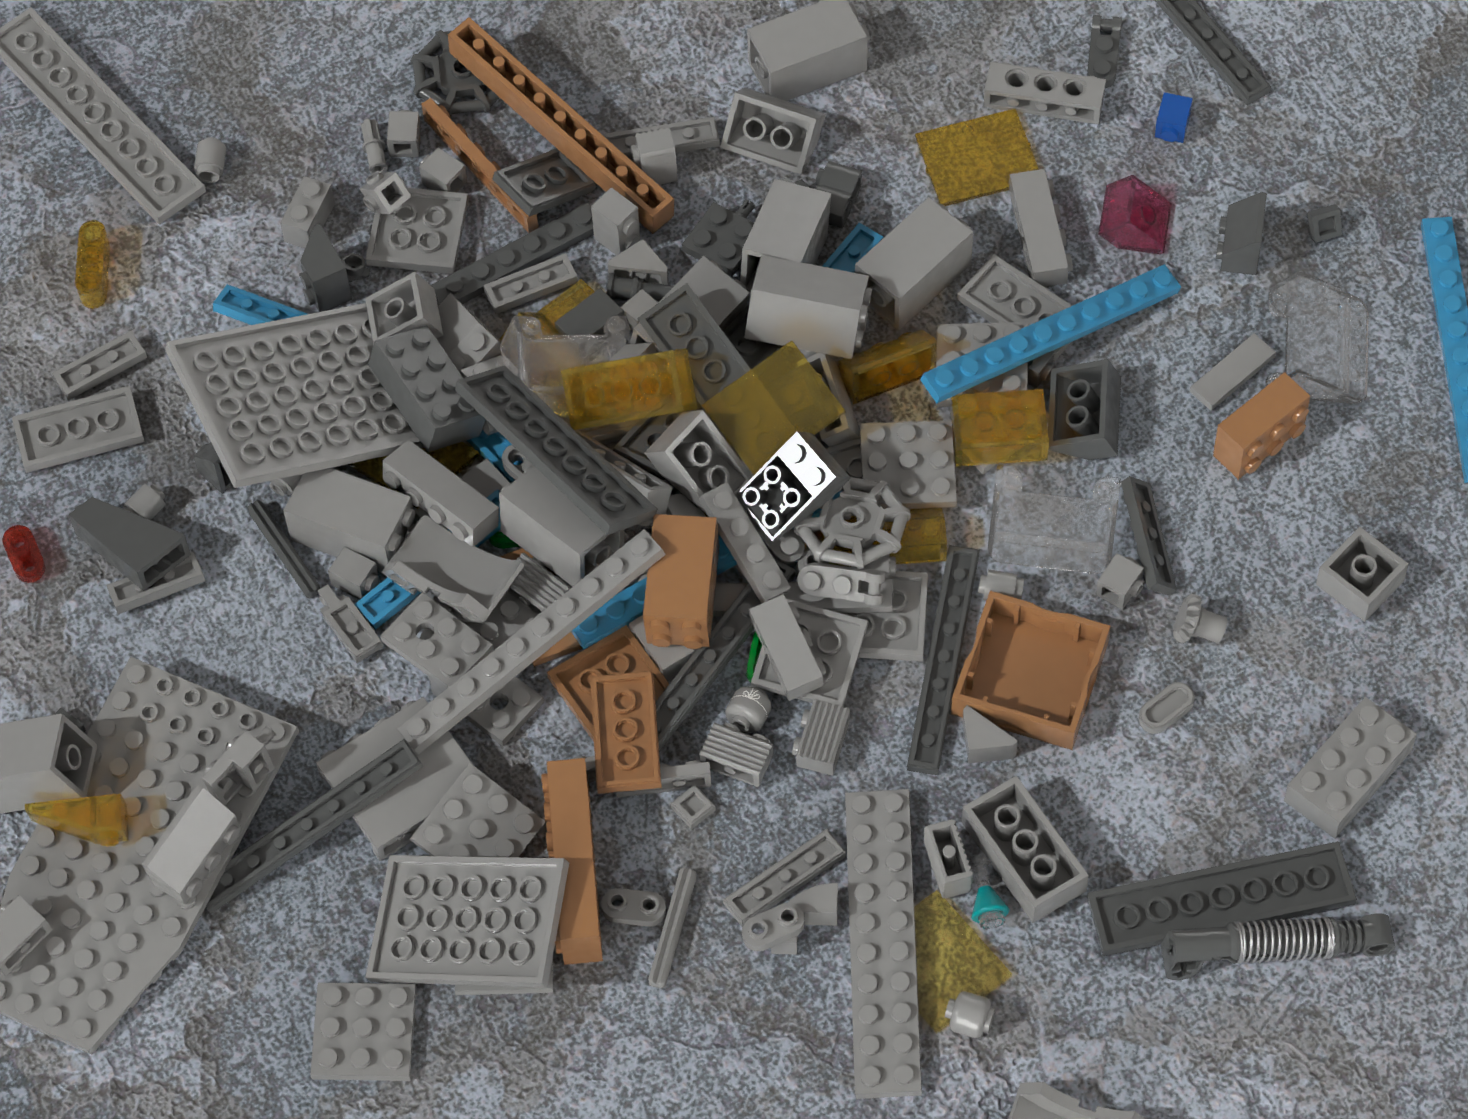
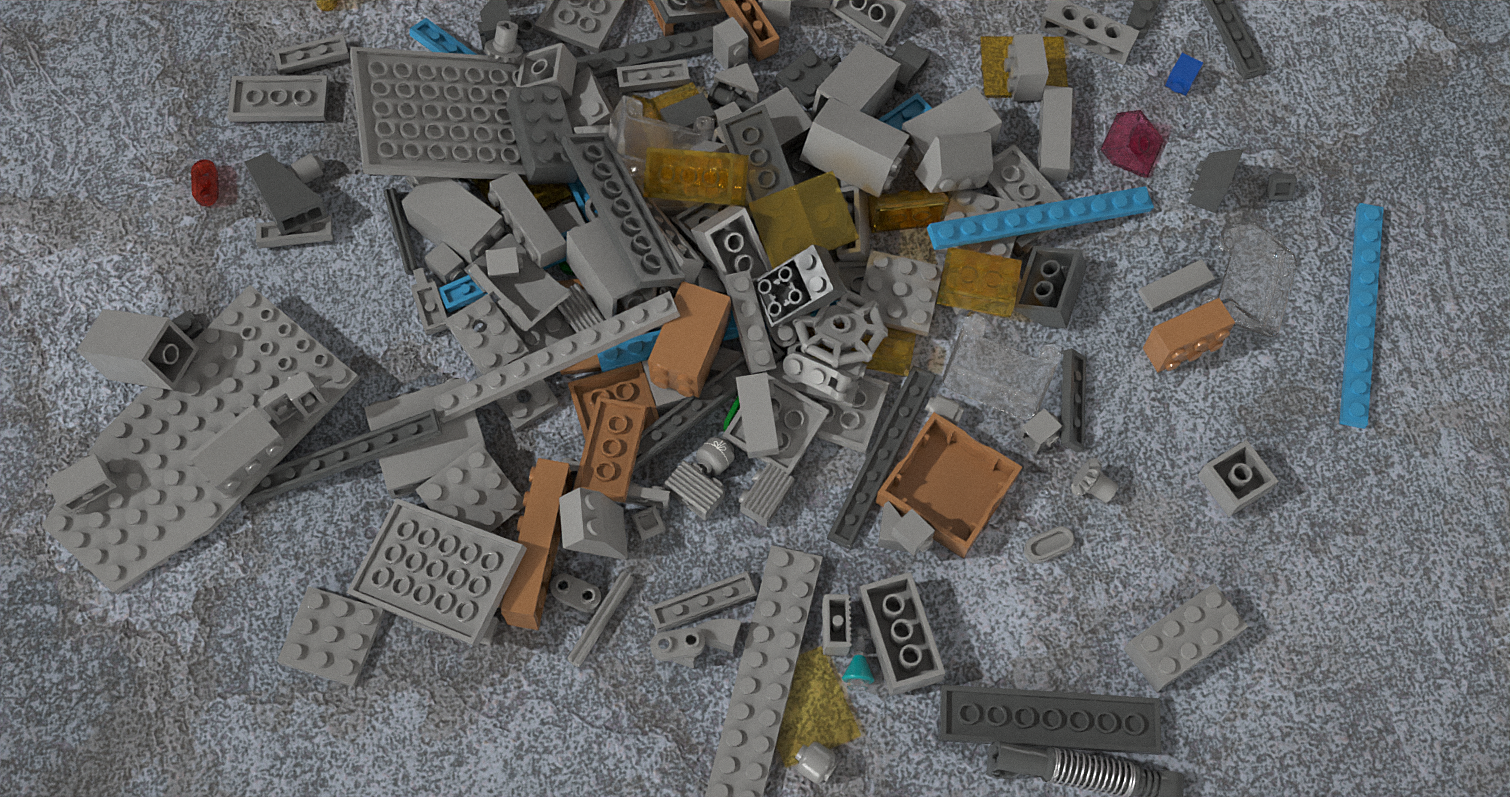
camera: 10 degrees right, 5 degrees up
(89, 818) = (177, 407): clear yellow slope -> none
(342, 291) = (504, 44): none -> light grey gear
(429, 551) = (503, 263): none -> light grey brick
(632, 819) = (593, 524): none -> light grey slope
(933, 293) = (957, 162): none -> light grey slope
(982, 158) = (1026, 67): none -> light grey brick
(1006, 731) = (913, 533): none -> light grey brick

